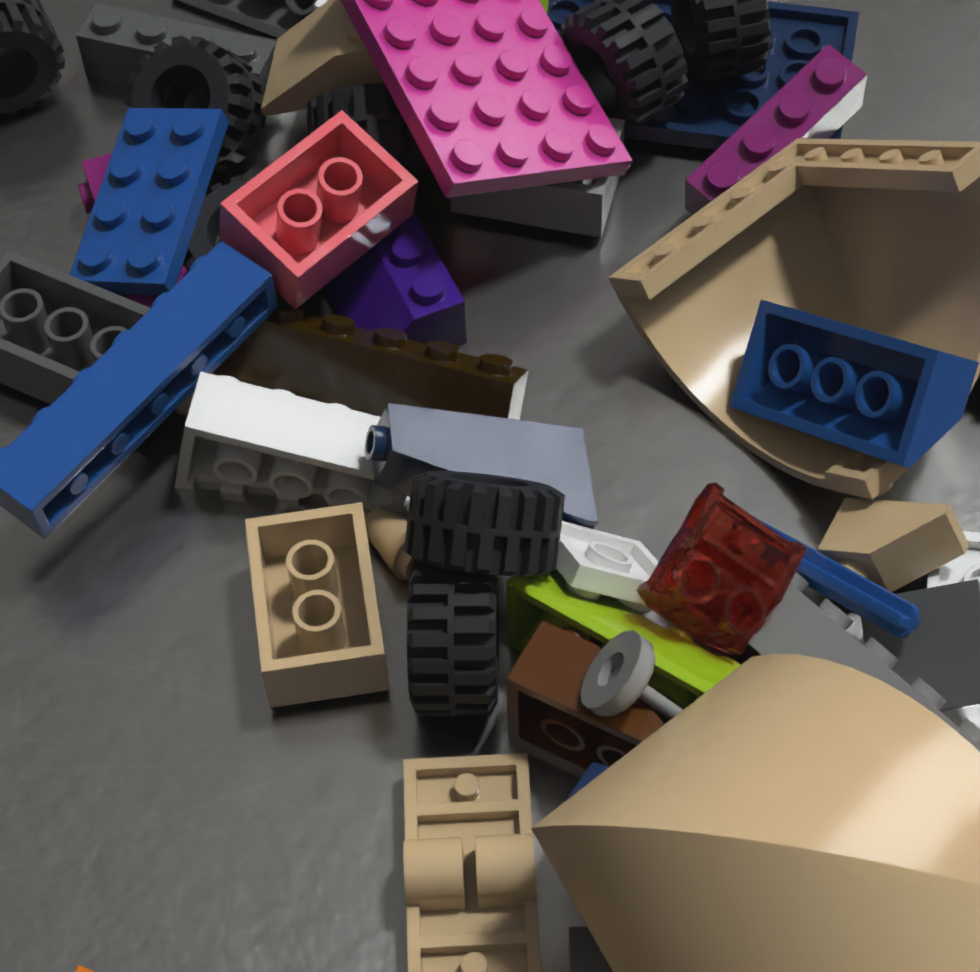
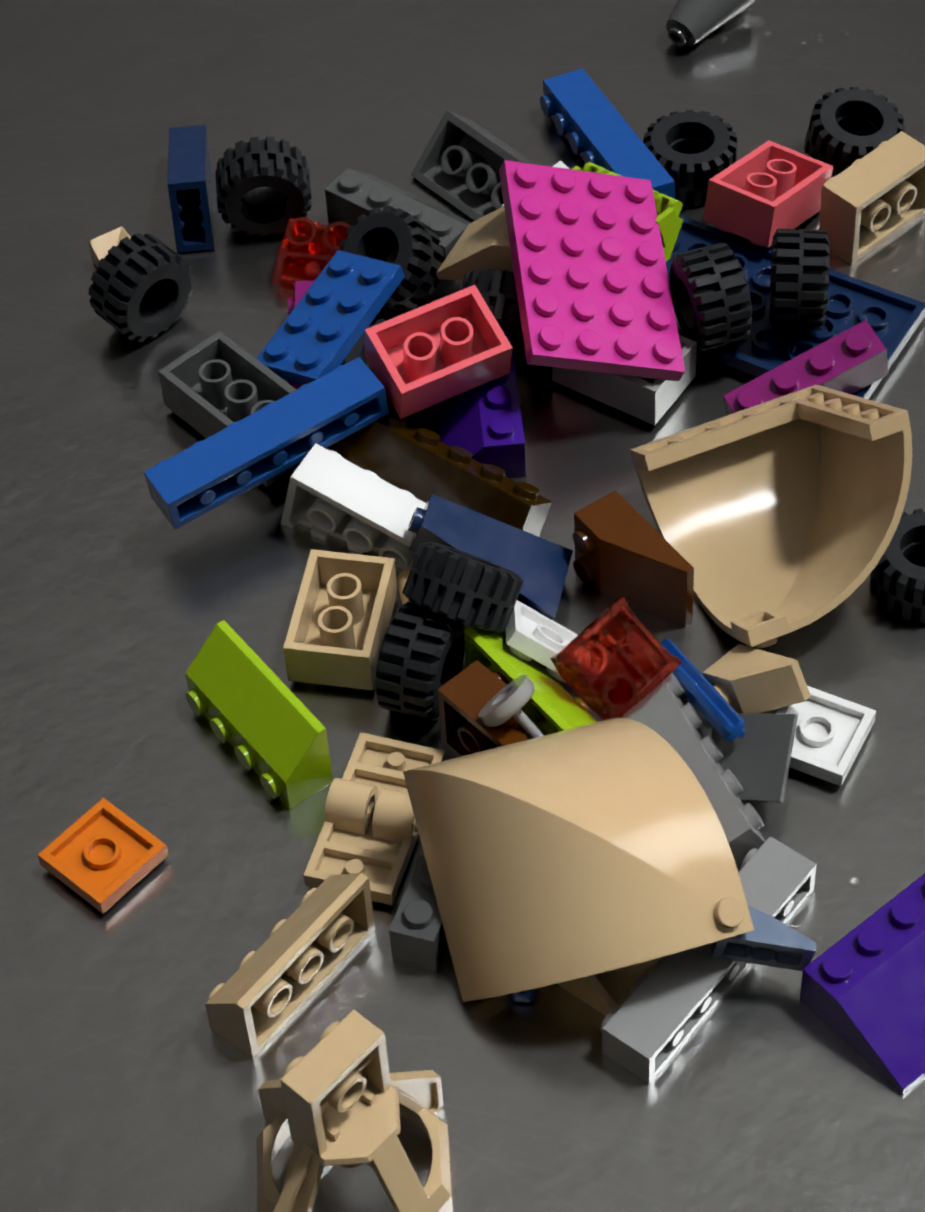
camera: 20 degrees right, 5 degrees down
(82, 119) = (306, 250): none -> clear red slope
(259, 779) = (259, 717): none -> lime slope
(667, 422) = (630, 559): none -> reddish brown slope
(851, 384) = (771, 564): blue slope -> none

